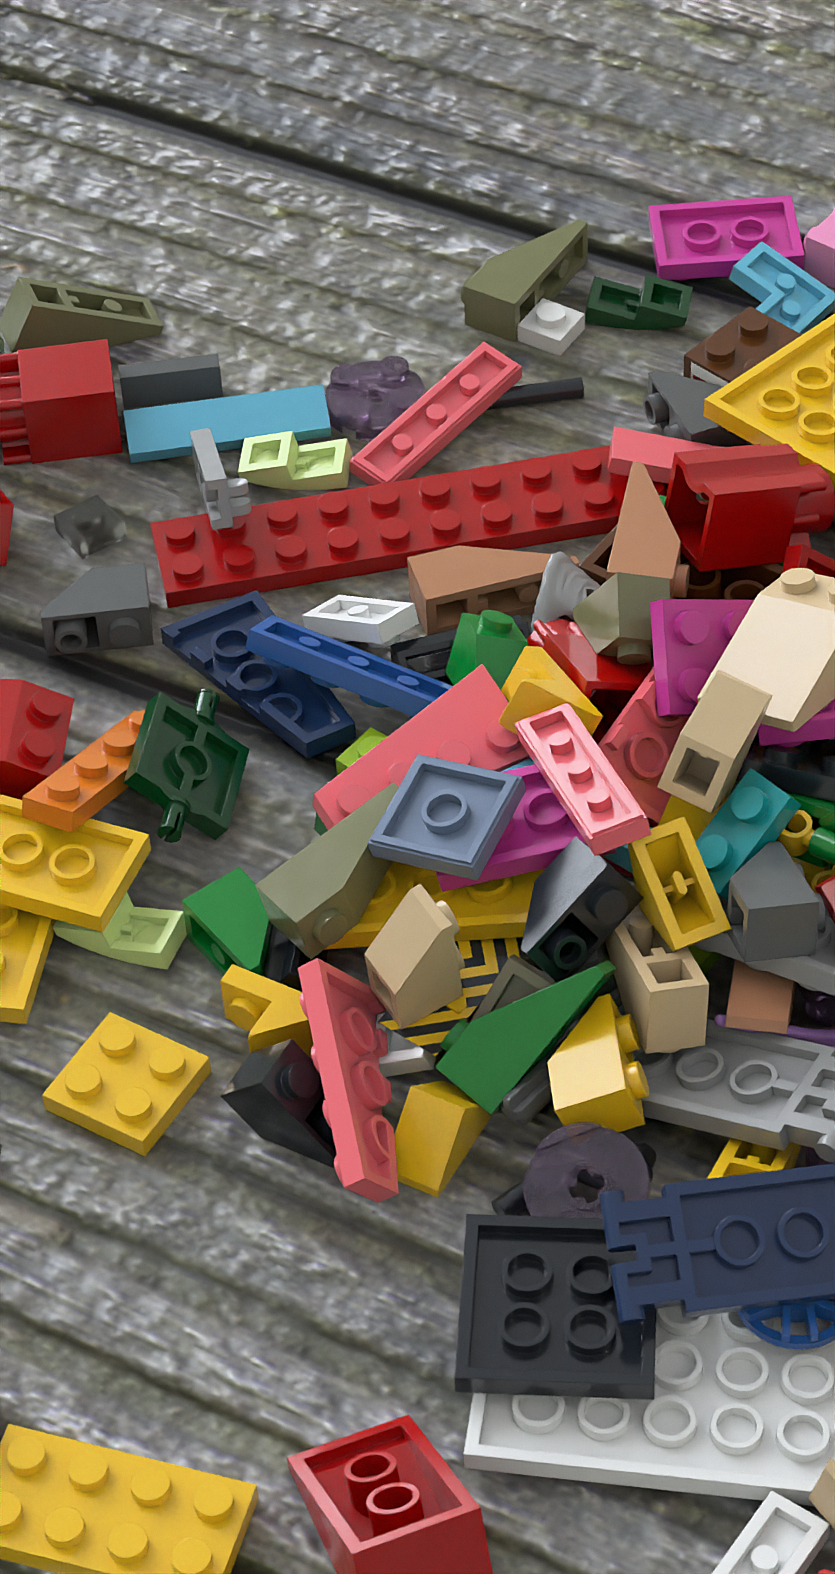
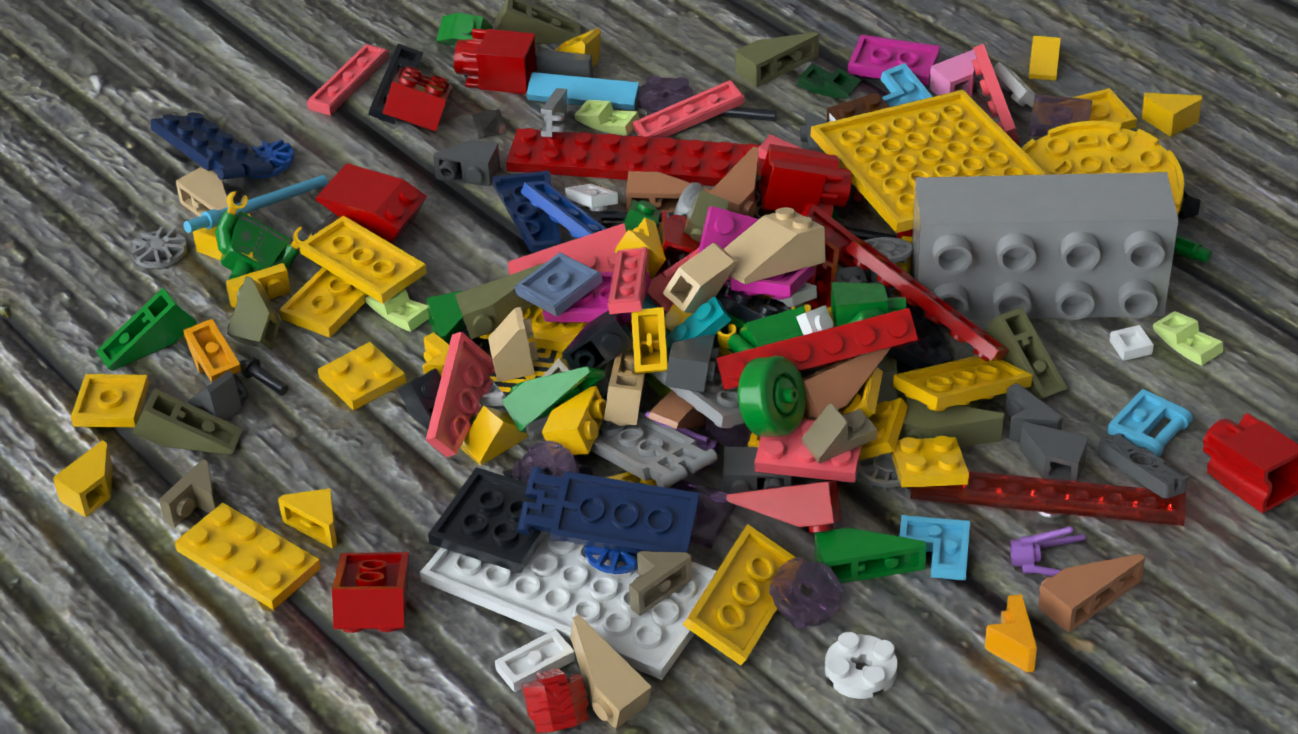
camera: 20 degrees right, 5 degrees down
(86, 780) = (423, 231): orange plate -> none
(185, 337) = (584, 44): none -> yellow slope
(187, 765) = (466, 240): dark green plate -> none
(197, 1398) = (311, 514): none -> yellow slope
(551, 327) = (777, 83): white plate -> none

